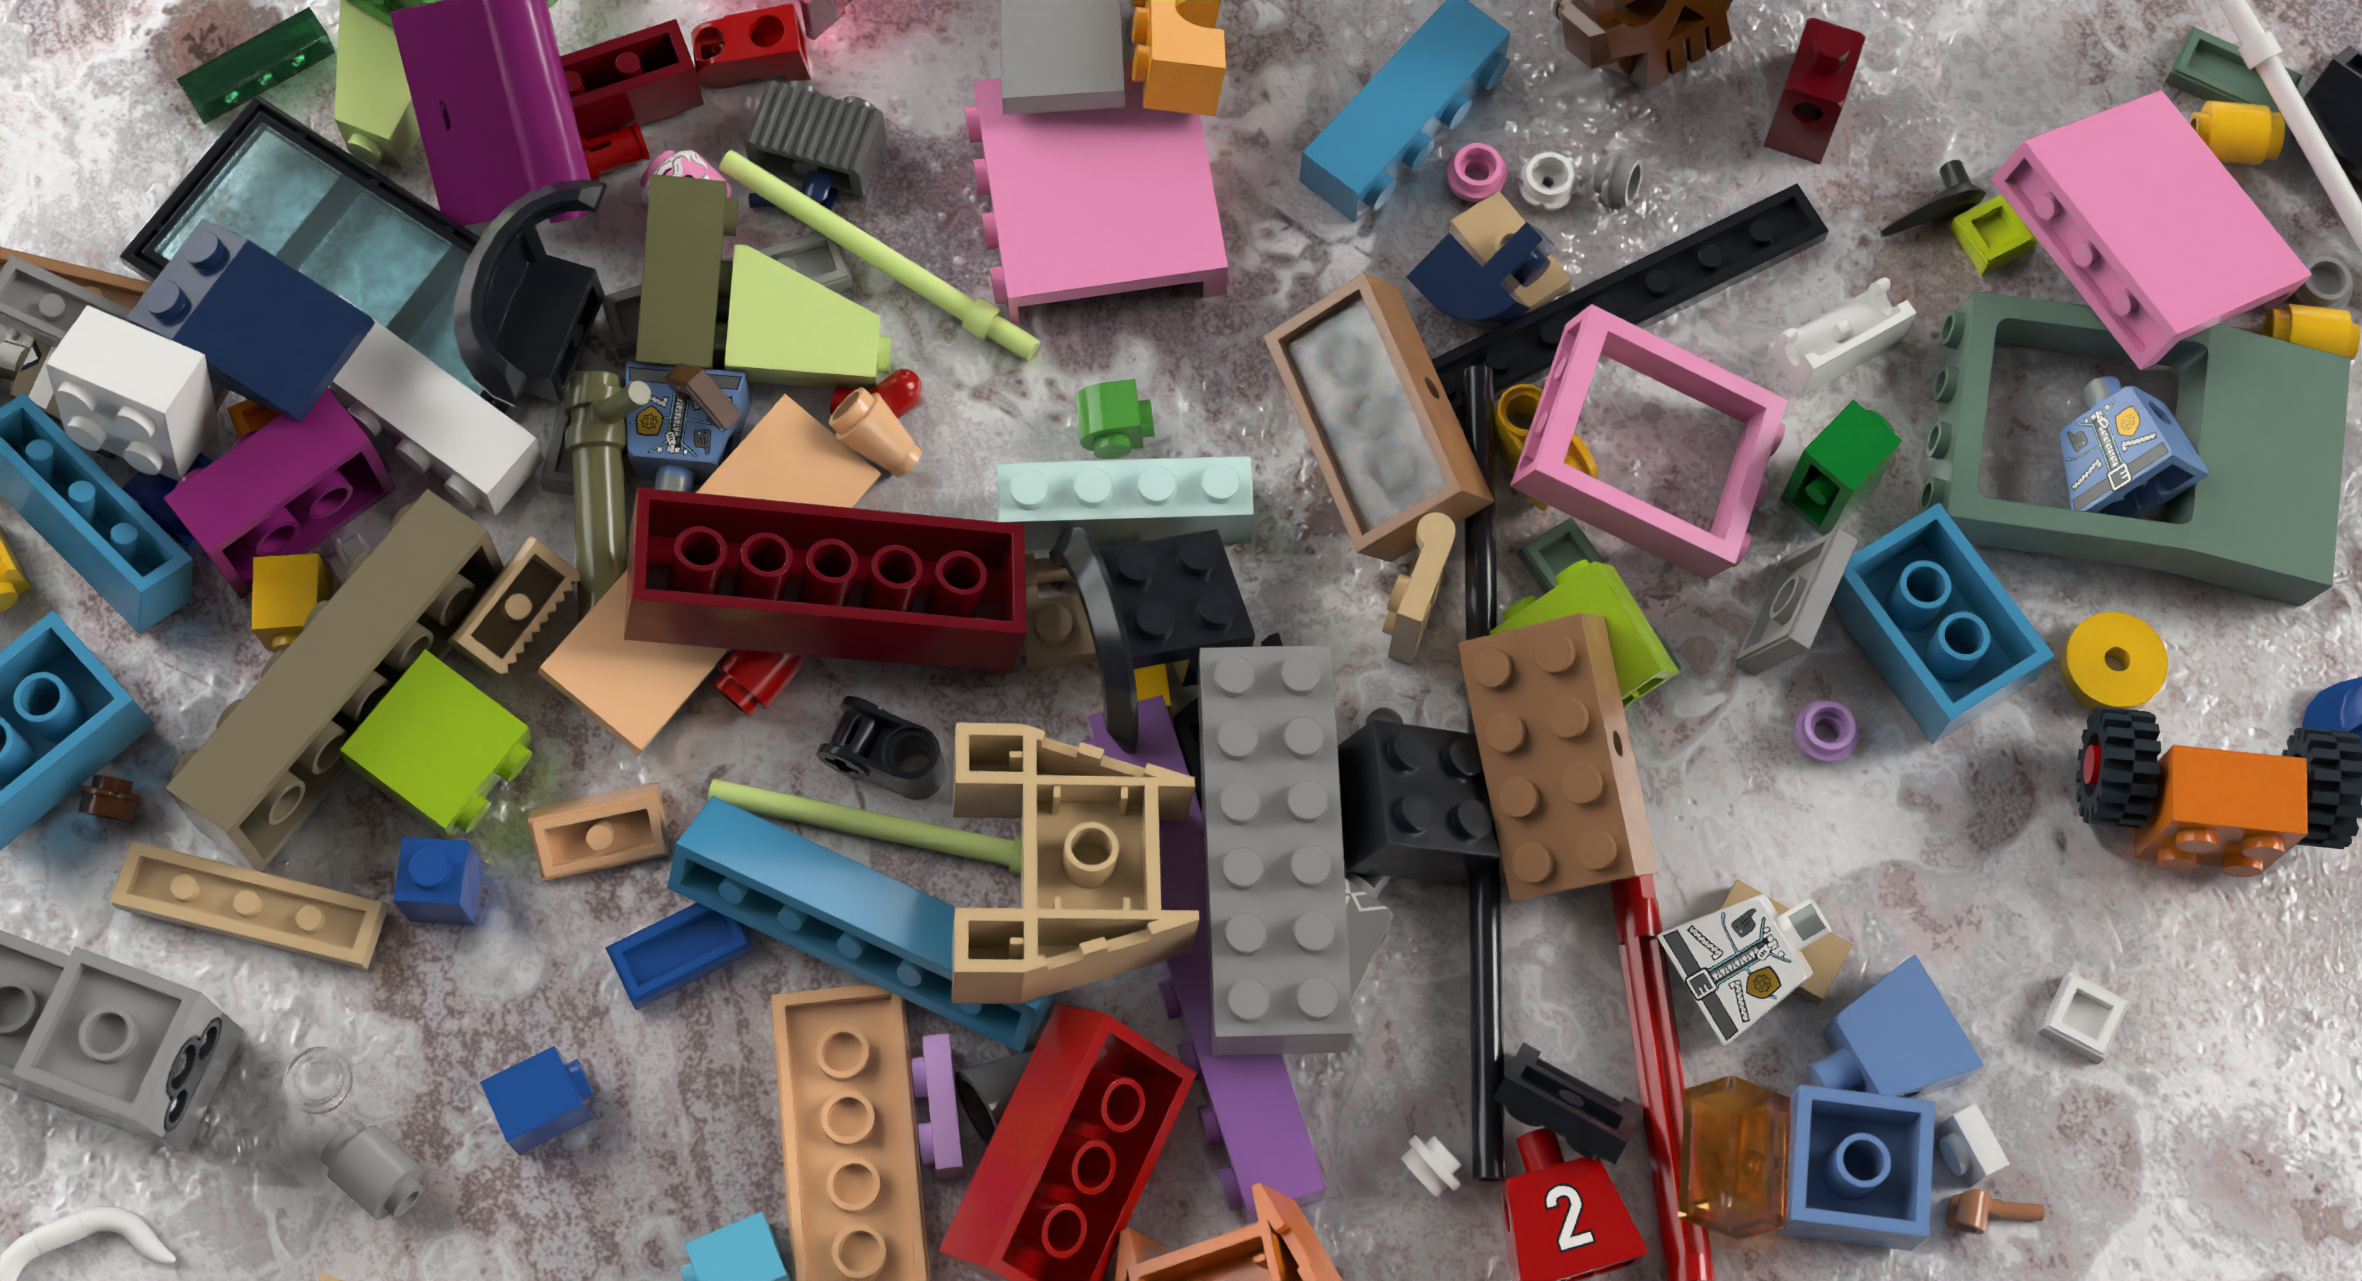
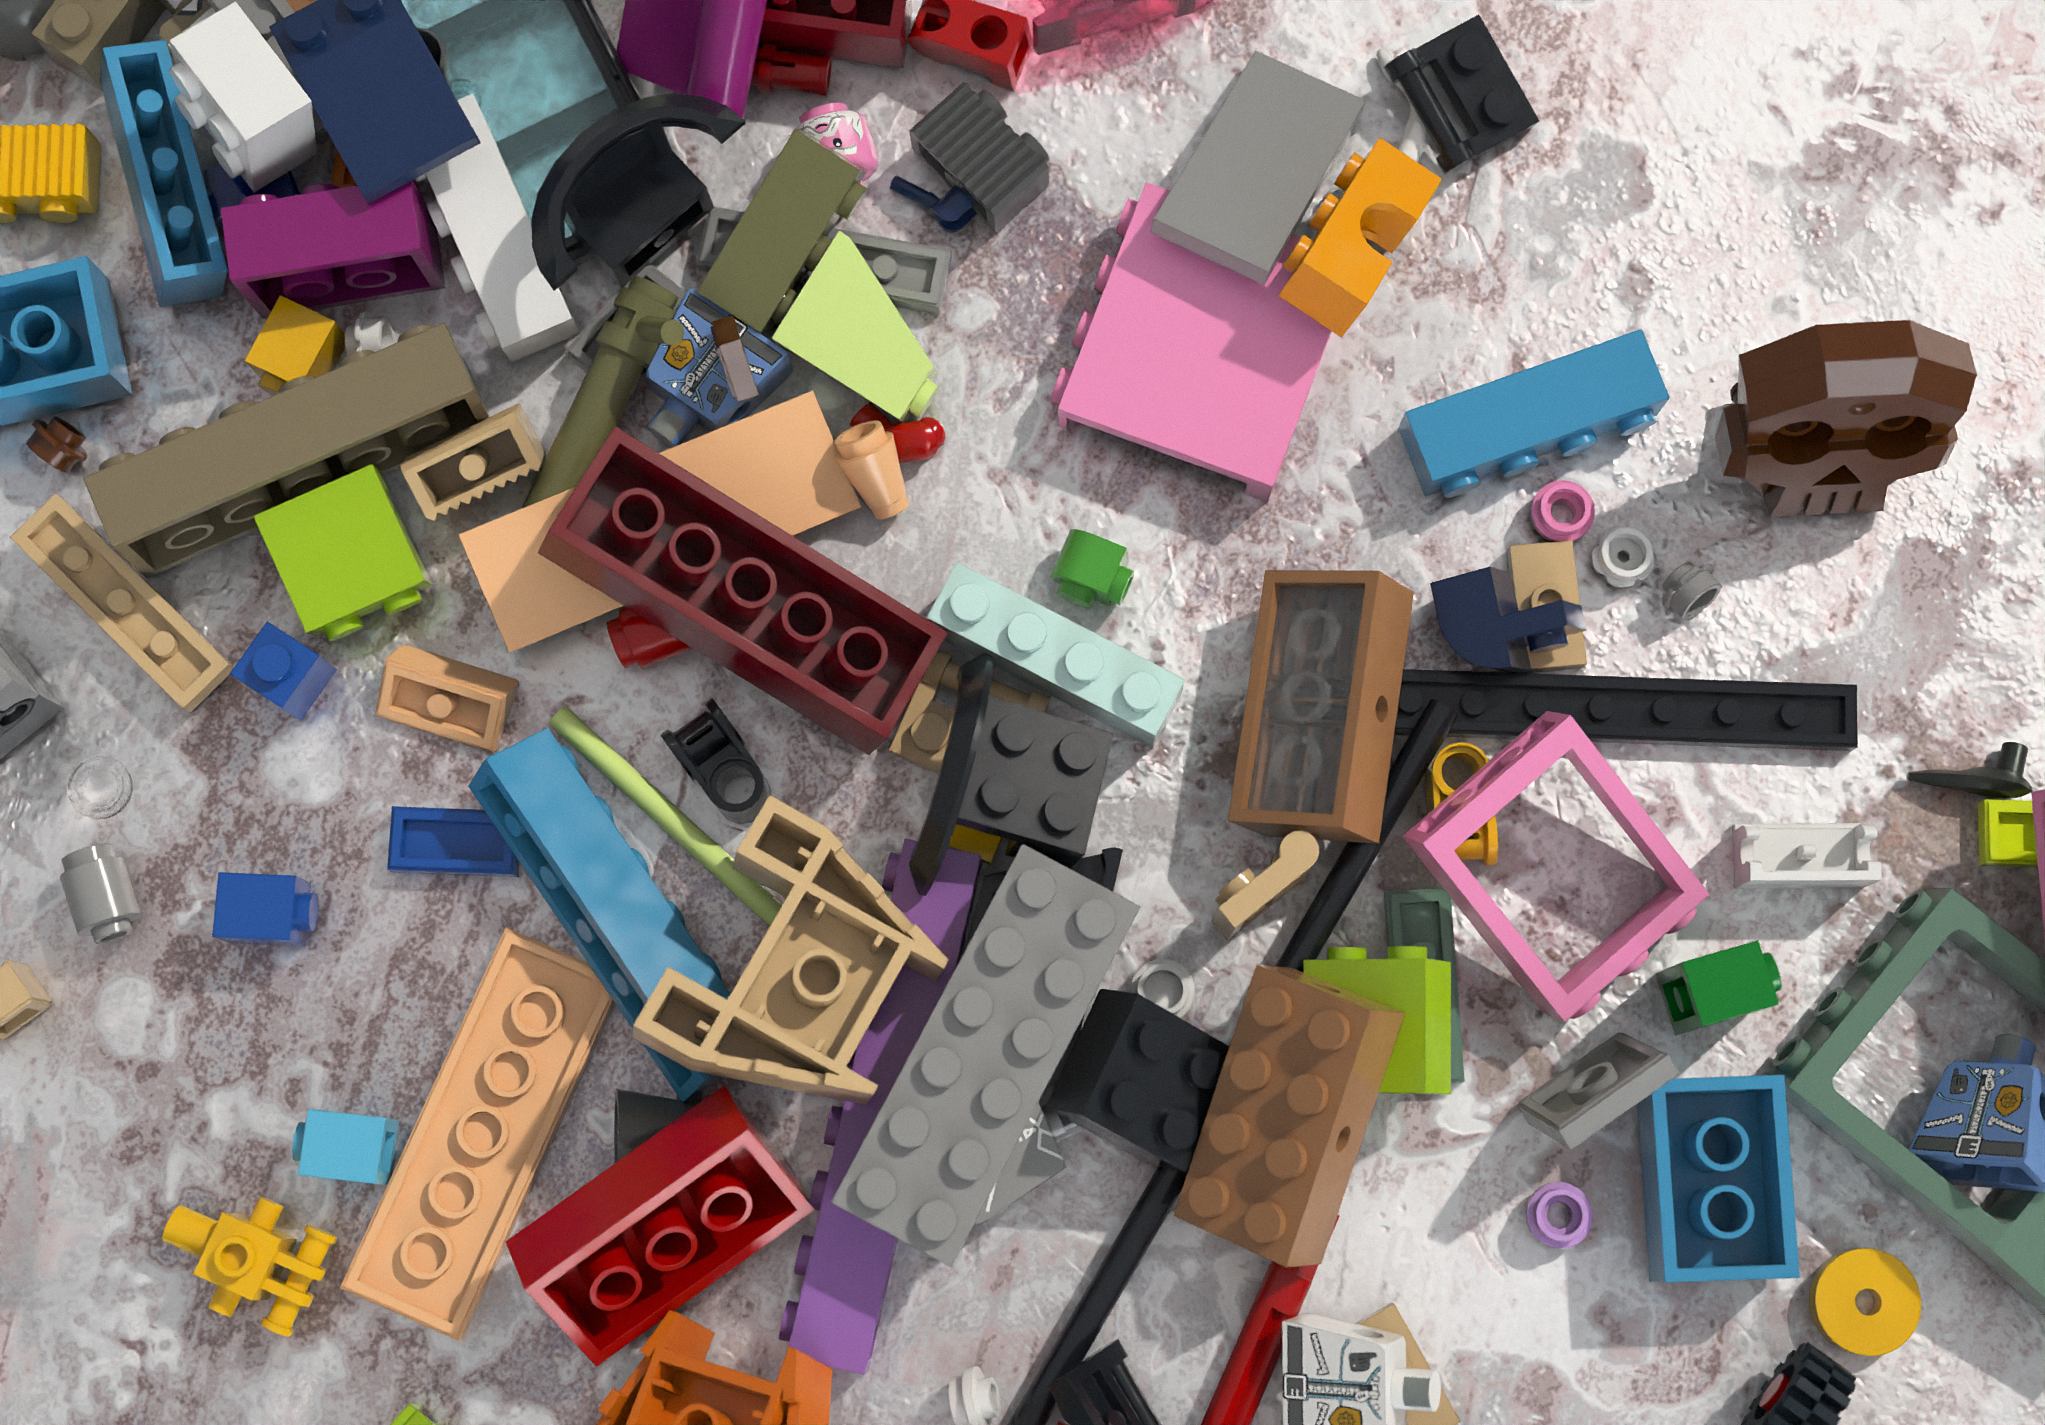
camera: 35 degrees right, 10 degrees up
(936, 1080) = (577, 1135): lavender plate -> none
(978, 316) = (1030, 405): yellowish green bar -> none
(1820, 76) = (1929, 603): dark red torso -> none

